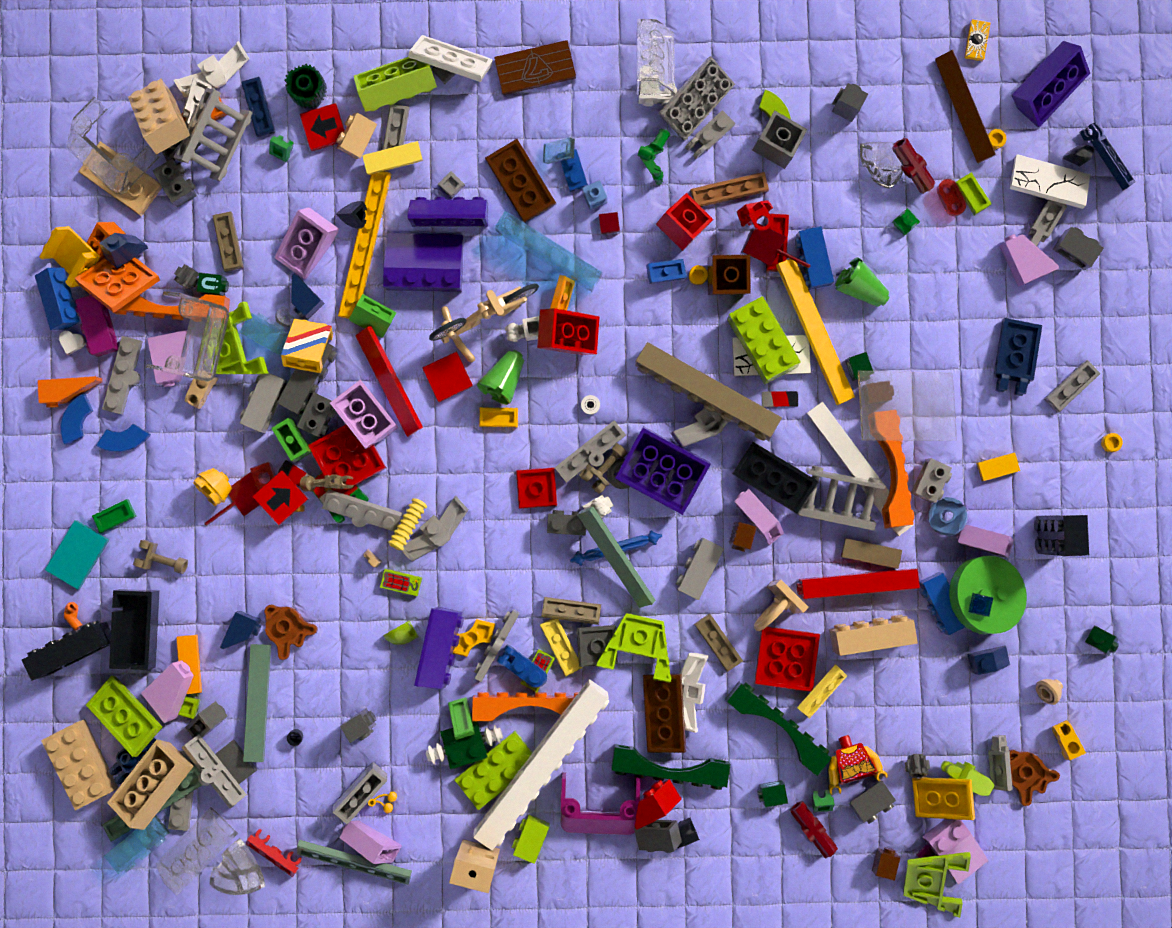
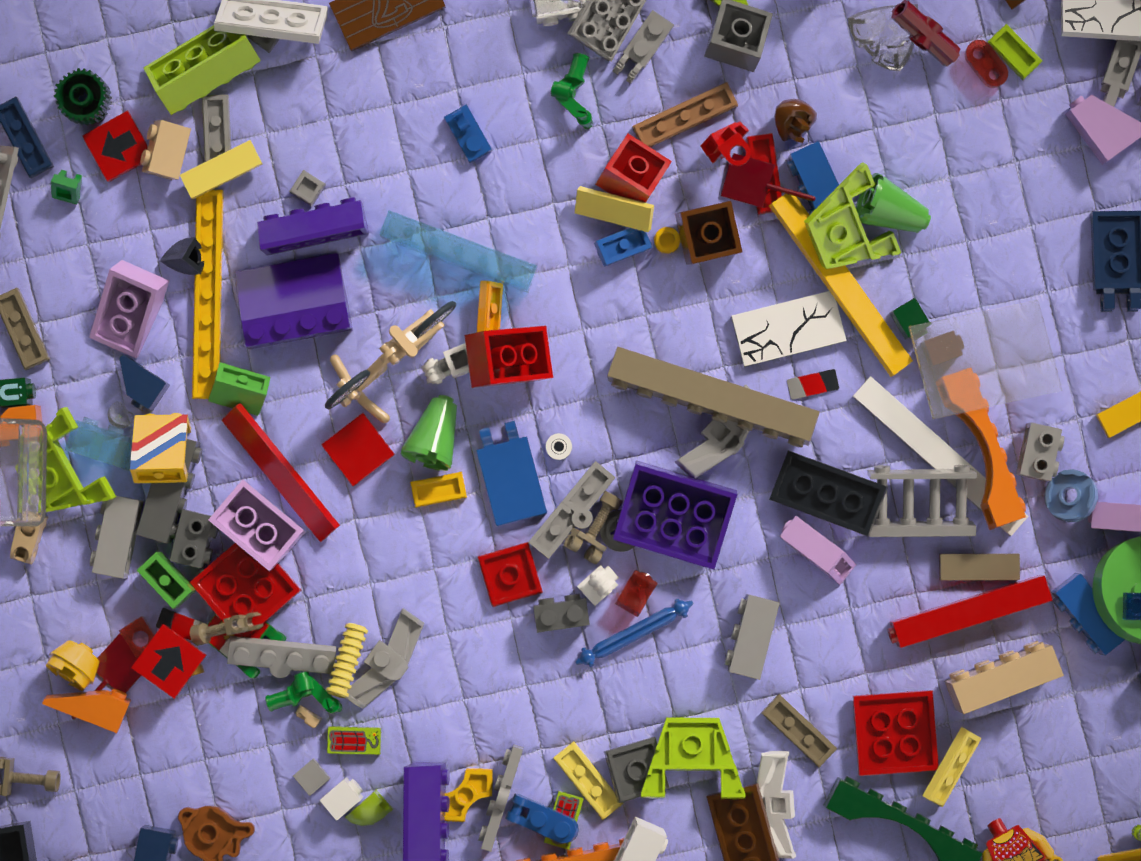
camera: 10 degrees left, 0 degrees up
(223, 520) = (96, 707): none -> orange slope
(365, 601) = (311, 777): none -> light grey tile
(372, 536) = (303, 686): none -> green pin
(383, 621) = (342, 797): none -> white brick
(520, 181) = (400, 163): reddish brown tile -> none
(551, 419) = (510, 477): none -> blue tile
(558, 150) = (443, 113): clear light blue tile -> none
(571, 610) = (591, 729): dark tan tile -> none
(594, 195) = (504, 162): medium blue brick -> none
(609, 223) = (532, 195): dark red tile -> none
(616, 557) = (637, 645): sand green tile -> none
(623, 519) = (636, 592): none -> clear red bracket
(665, 244) = (614, 209): none -> light yellow tile
(742, 536) = (800, 581): reddish brown brick -> none
(763, 340) = (773, 311): lime brick -> none
(784, 600) = (874, 655): tan tile -> none
(806, 207) = (793, 119): none -> reddish brown piece
(822, 292) = (838, 229): none -> lime wing
(906, 221) = (932, 109): green tile -> none
(917, 765) = (1100, 839): dark grey gear -> none

